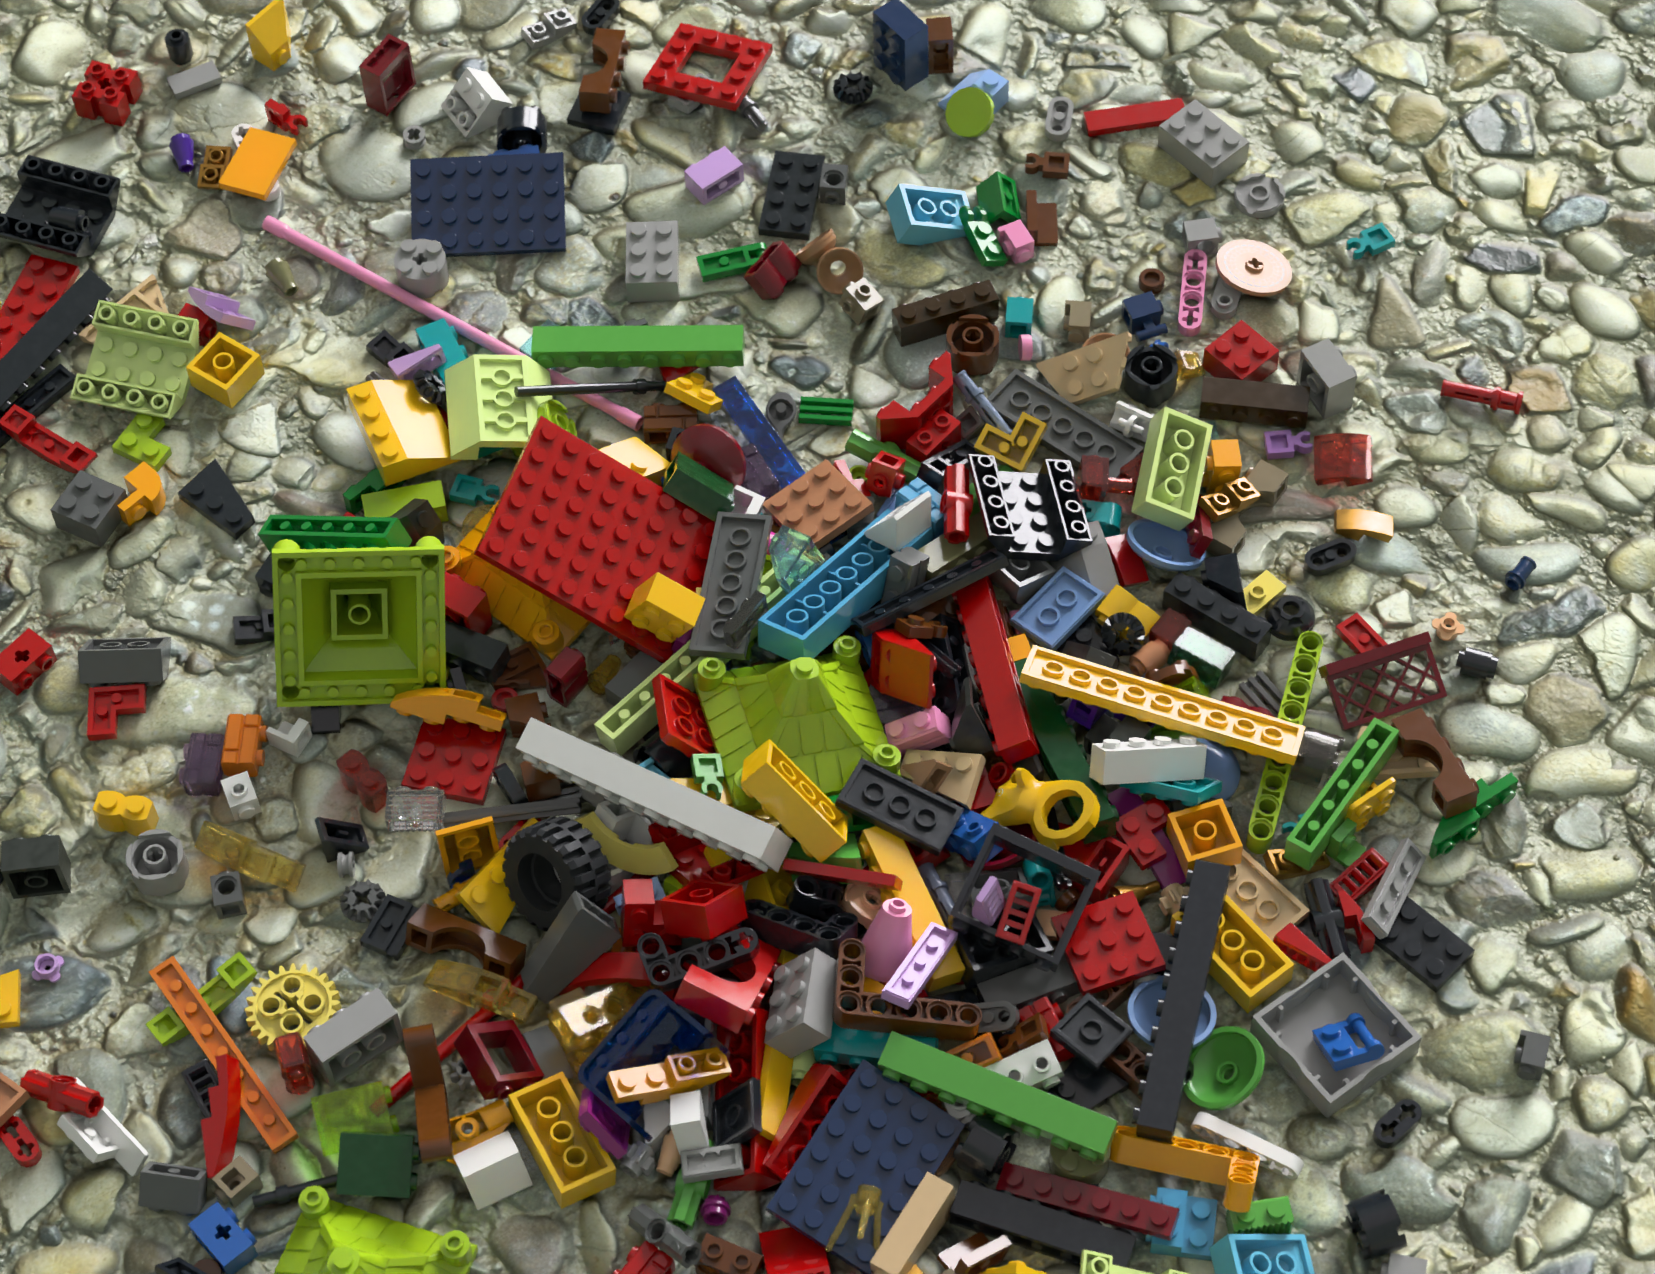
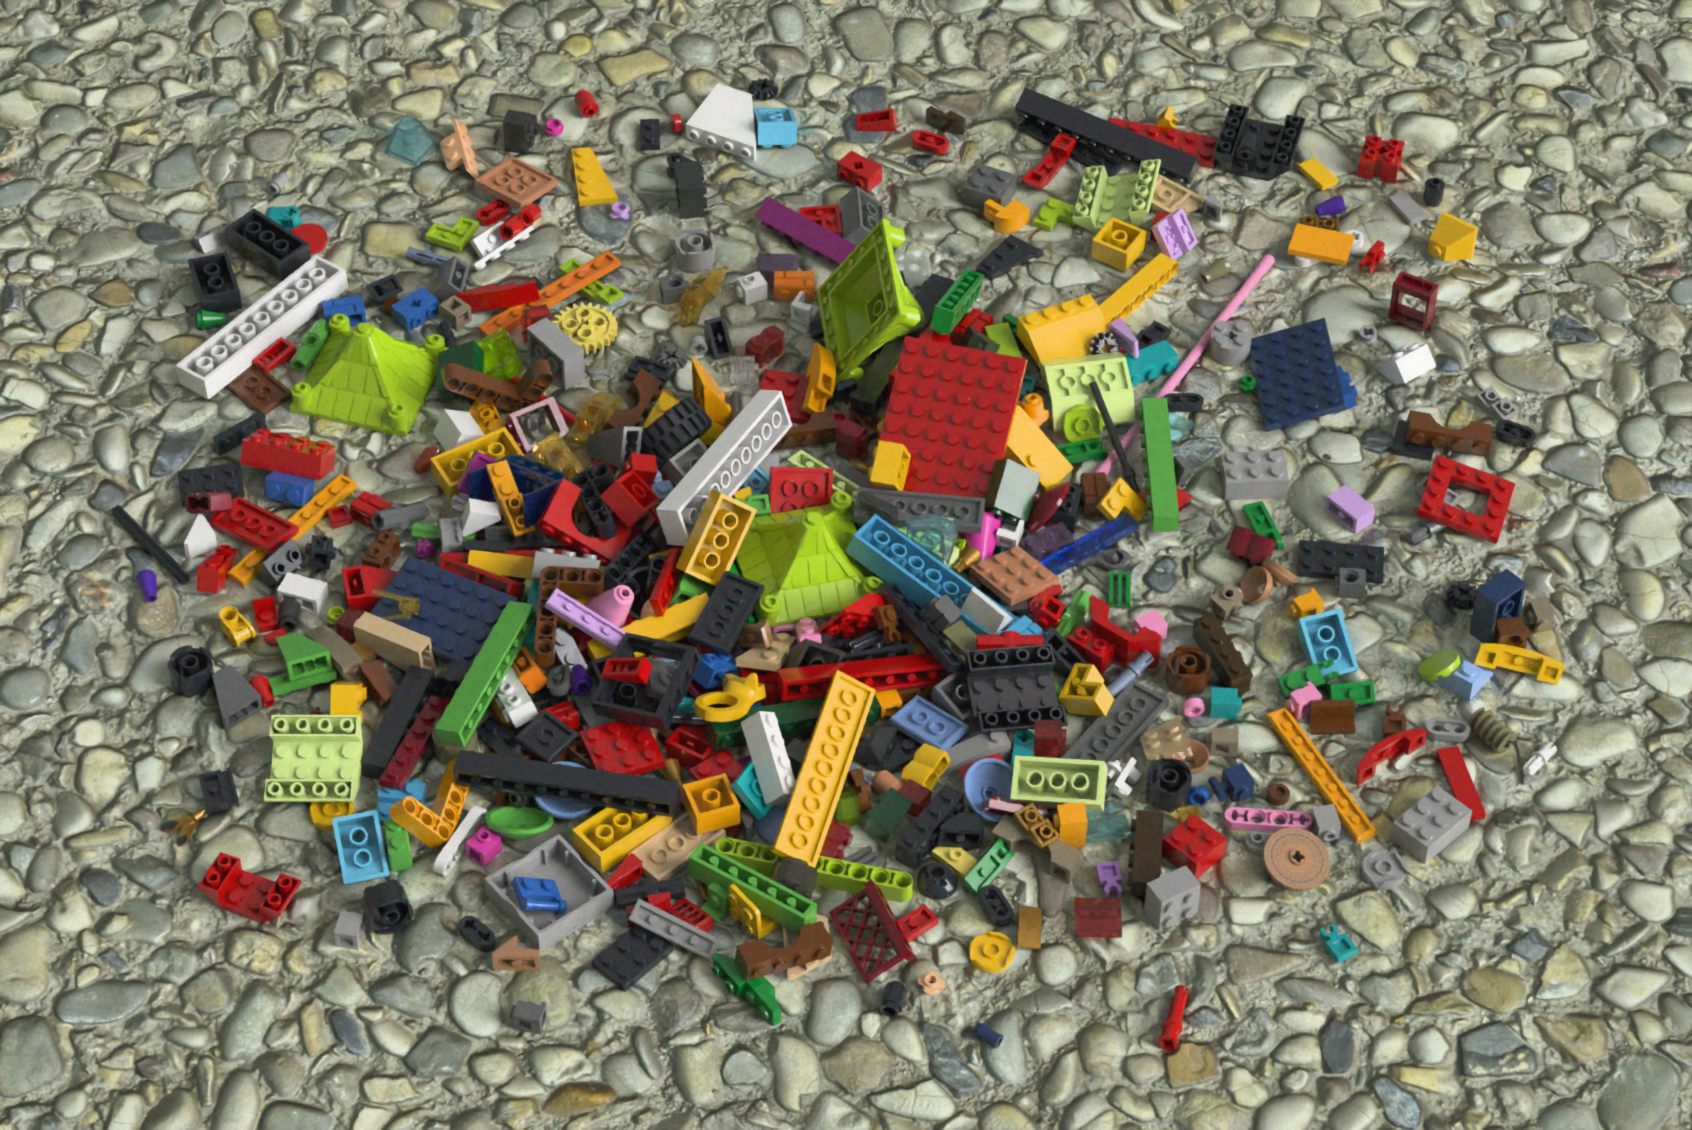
camera: 85 degrees right, 10 degrees down
(68, 1189) = (455, 237): none -> lime plate
(109, 1226) = (426, 257): none -> sand blue pin
(117, 161) = (1317, 174): none -> yellow tile
(122, 813) = (736, 232): yellow brick -> none
(147, 720) = (804, 231): none -> magenta brick
(166, 269) = (1213, 208): none -> light grey slope
(304, 358) = (1139, 288): none -> yellow beam
(484, 265) = (1247, 384): none -> green plate
(517, 324) = (1184, 402): none -> black plate
(521, 127) = (1372, 387): black brick -> none
(538, 1212) = (423, 463): none -> clear red cone
(590, 433) = (1083, 450): none -> green plate
(869, 227) = (1306, 605): none -> light orange brick
(902, 378) = (1153, 621): none -> bright pink brick
(969, 27) = (1520, 660): none -> yellow slope
(989, 902) = (626, 641): lavender slope -> none
(990, 990) = (580, 680): none -> dark purple cone
(1026, 1034) = (543, 700): reddish brown plate -> none
(1066, 75) = (1492, 730): none -> olive piece
(1101, 44) = (1539, 759): none -> white axle
(1113, 193) = (1406, 740): none -> red slope
(1117, 241) = (1321, 774): none -> light orange tile
(1135, 634) = (903, 760): black gear -> none
(1258, 1115) = (483, 846): none -> dark pink brick
(1275, 561) = (987, 867): none -> plate
(1395, 567) = (991, 952): none -> yellow tile
(1437, 1077) = (511, 958): none -> medium nougat slope

